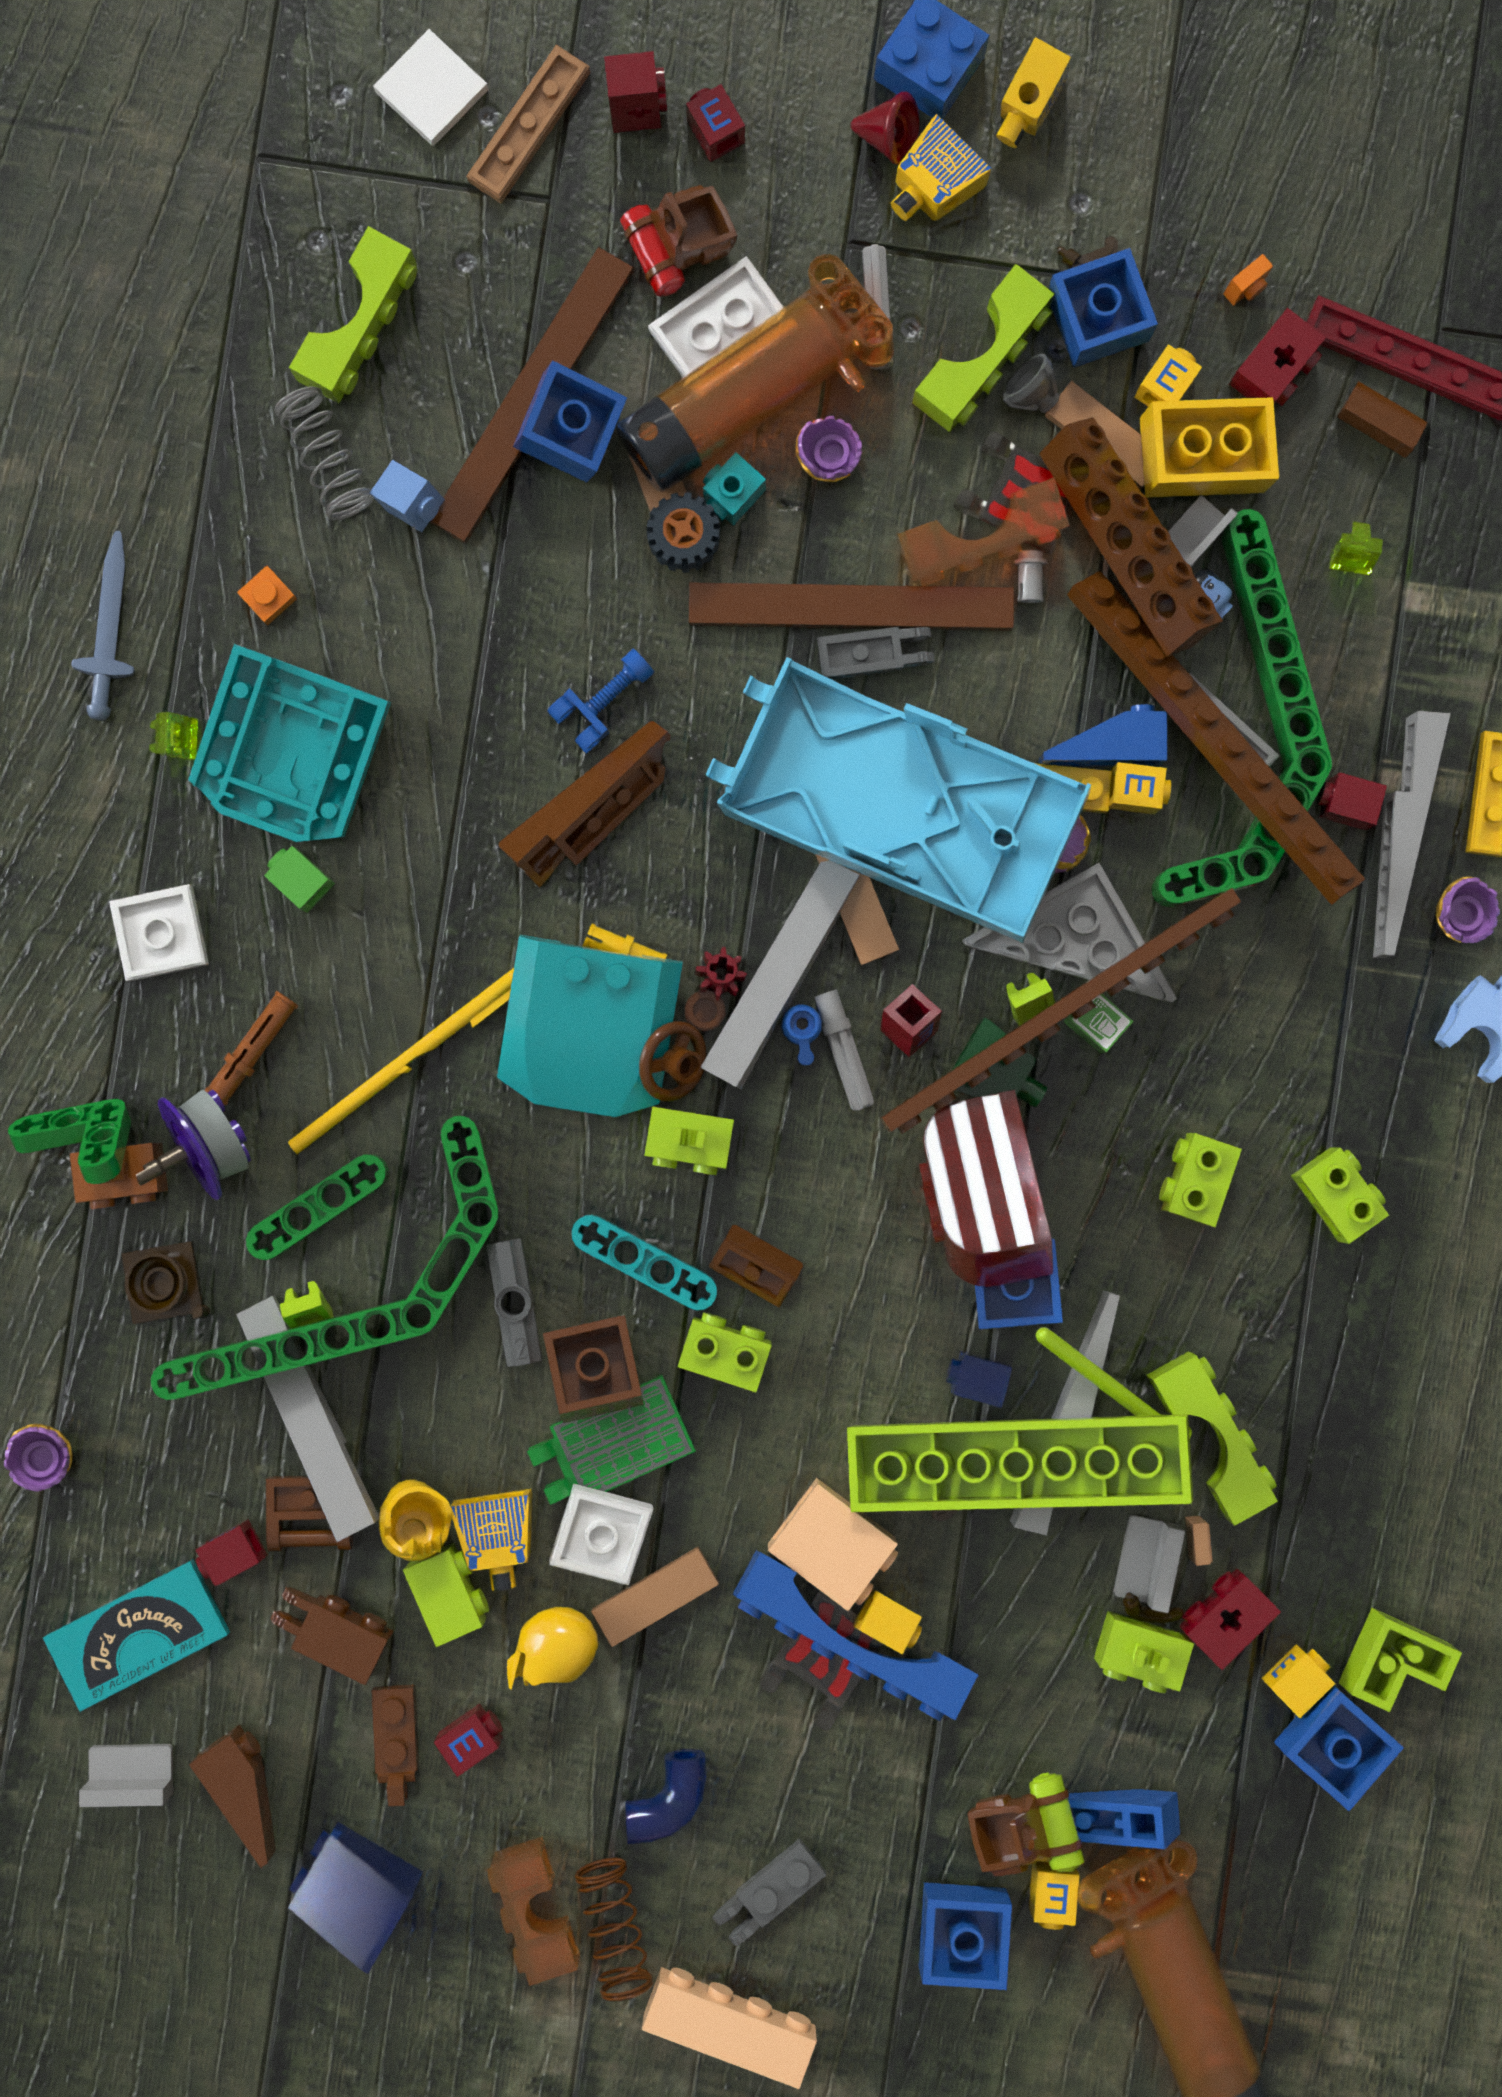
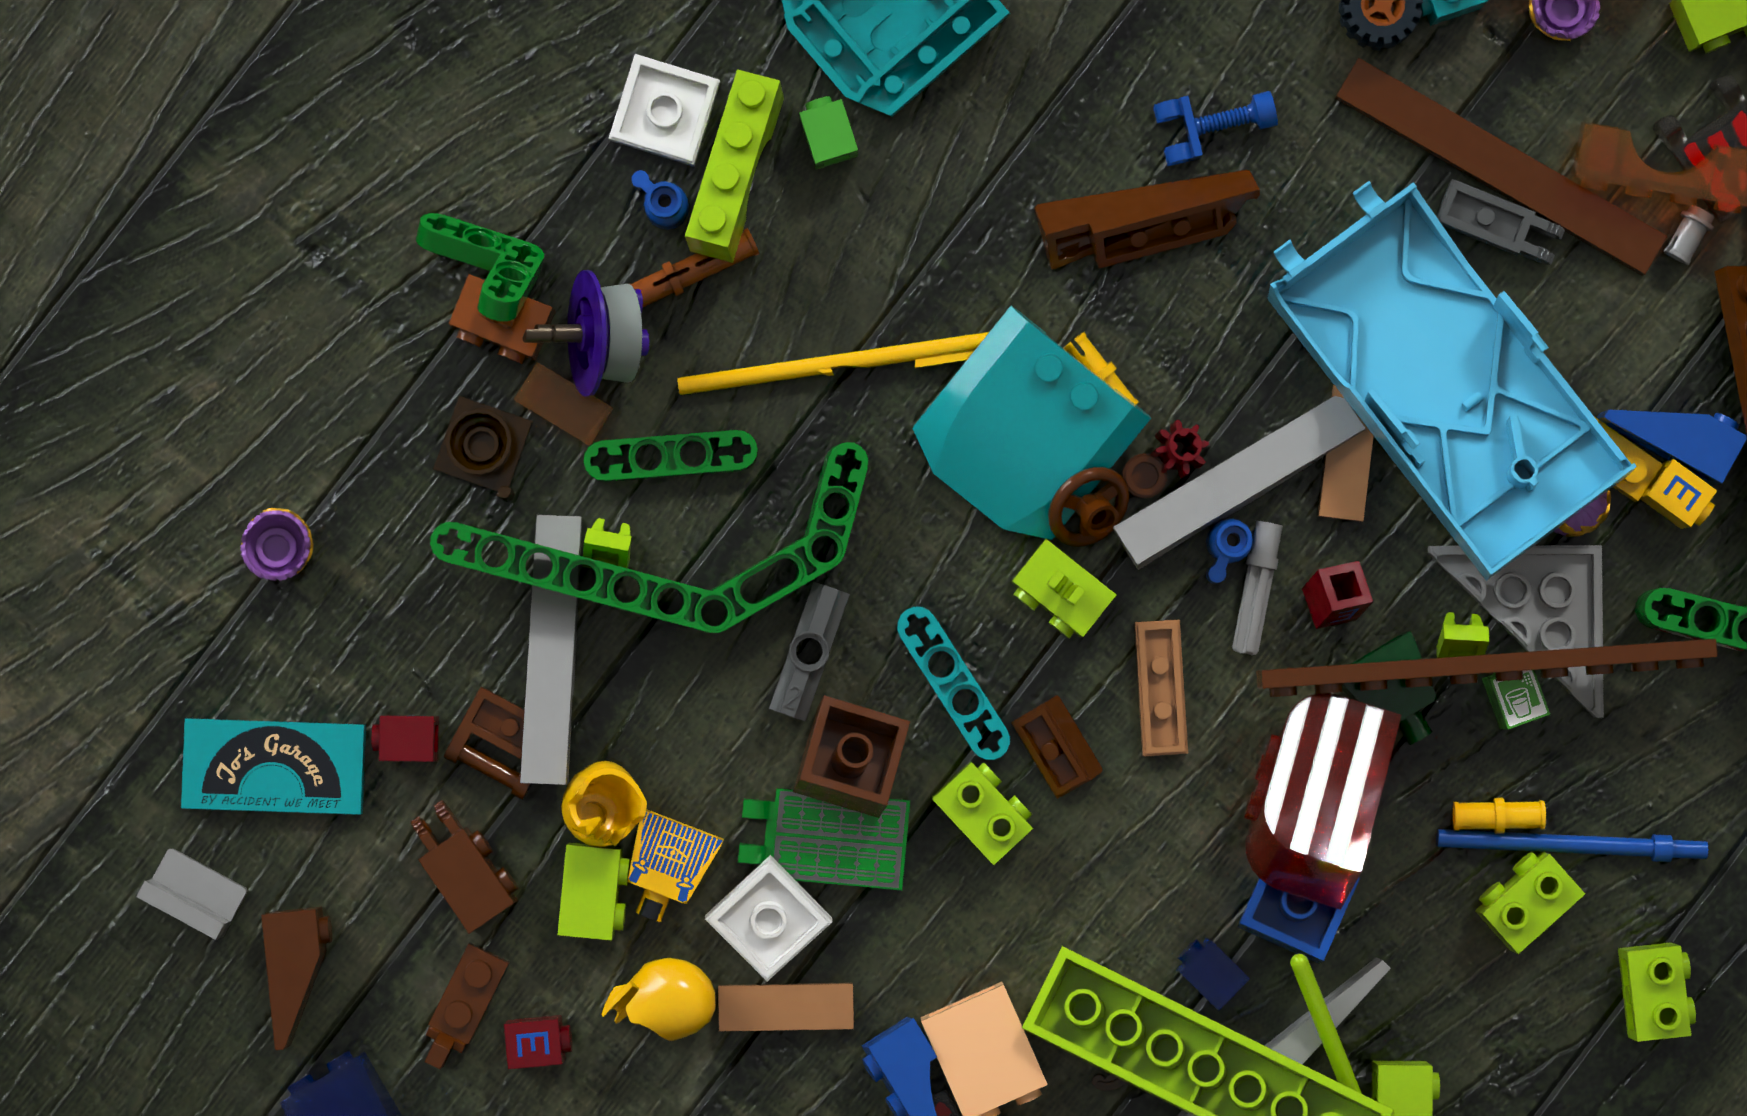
camera: 25 degrees right, 0 degrees up
(196, 1007) = (664, 202): none -> blue piece
(203, 1215) = (563, 405): none -> clear orange tile
(227, 912) = (726, 184): none -> lime arch
(812, 1172) = (1161, 688): none -> medium nougat tile
(1138, 1123) = (1499, 815): none -> yellow pin
(1278, 1078) = (1658, 848): none -> blue bar

